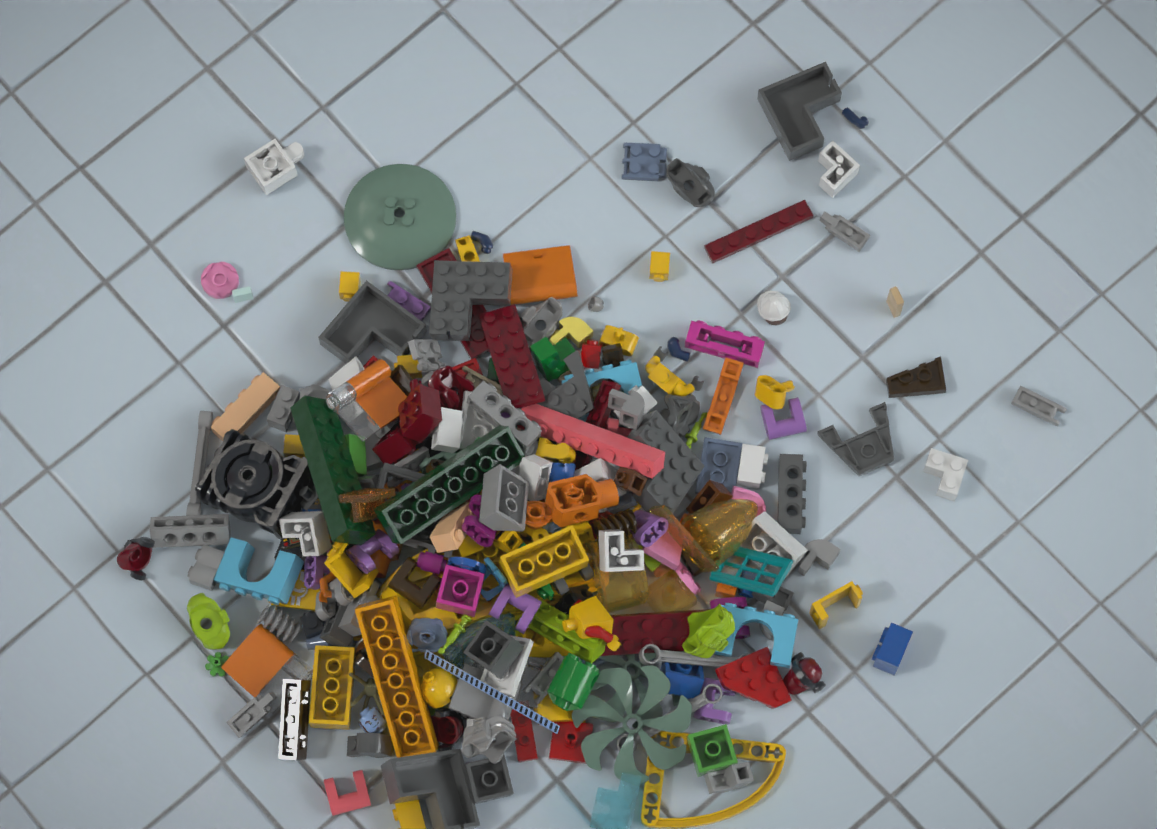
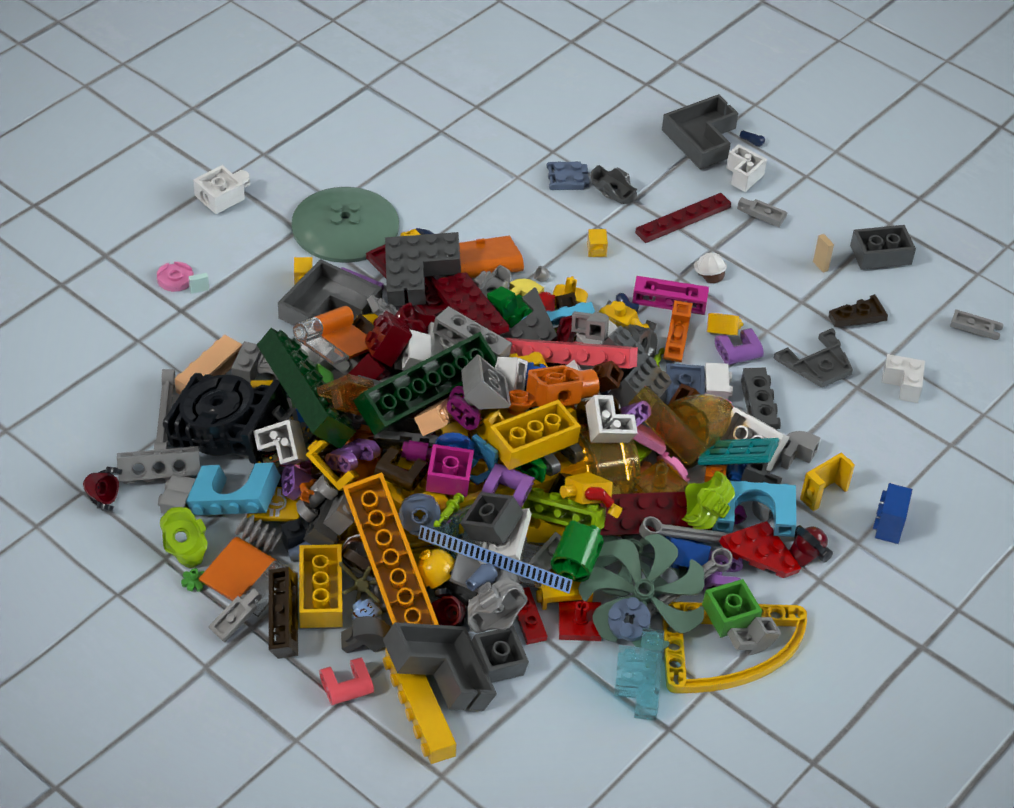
camera: 10 degrees left, 25 degrees down
(478, 707) = (483, 574): none -> sand blue cone
(624, 758) = (630, 607): none -> sand blue plate
(961, 295) = (882, 247): none -> dark grey brick

